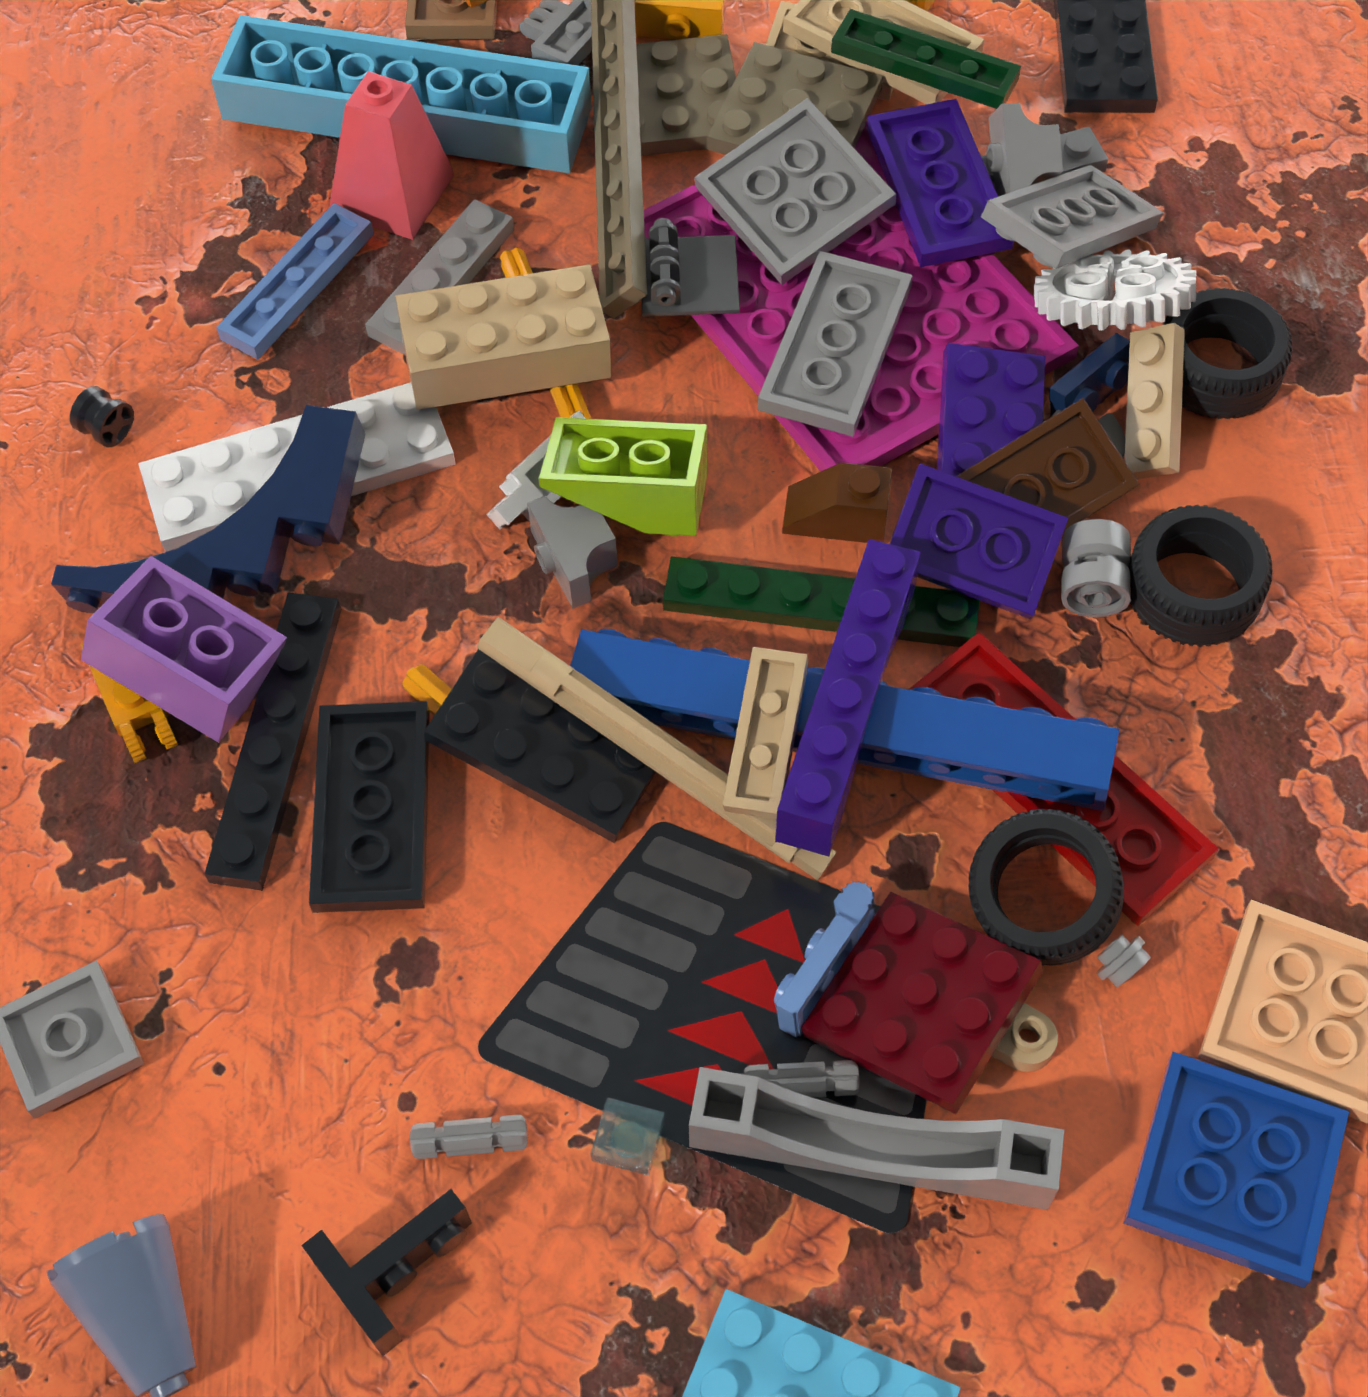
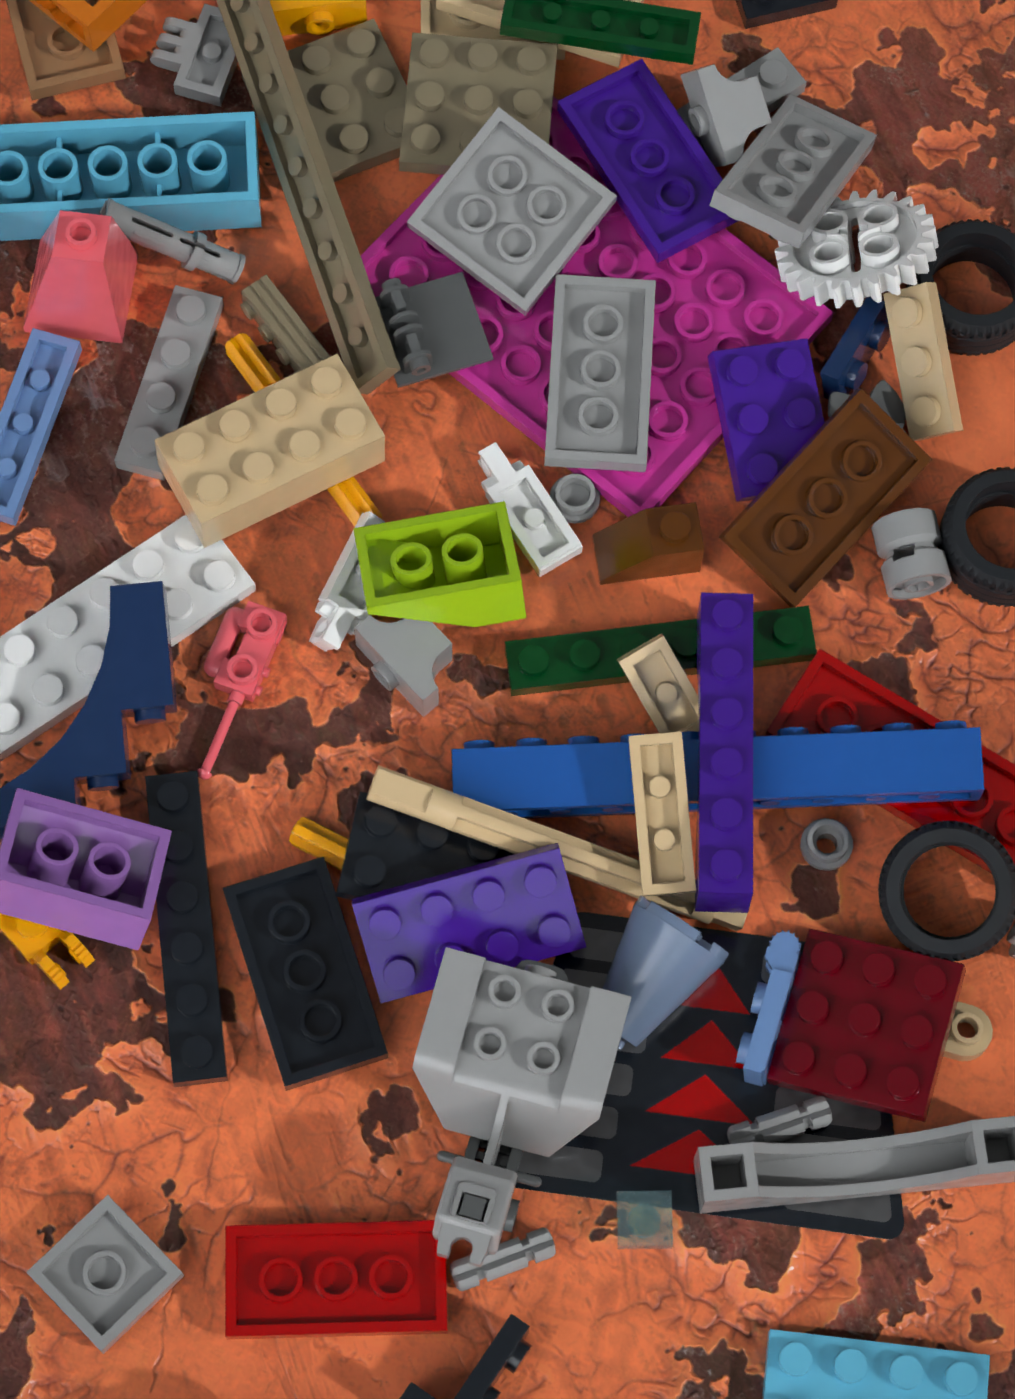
camera: 20 degrees left, 10 degrees up
(291, 1109) = (334, 1280): none -> red plate
(416, 526) = (245, 670): none -> coral piece
(489, 164) = (188, 248): none -> light grey pin
(533, 938) = (517, 1069): none -> light grey piece
(544, 794) = (494, 910): none -> dark purple plate
(553, 239) = (281, 325): none -> dark tan piece
(713, 889) = (658, 966): none -> sand blue cone
(732, 452) = (532, 514): none -> white hinge
(780, 450) = (575, 497): none -> light grey plate
(807, 619) = (662, 686): none -> tan plate
(936, 804) = (831, 830): none -> light grey plate
(978, 540) = (796, 559): dark purple plate -> none

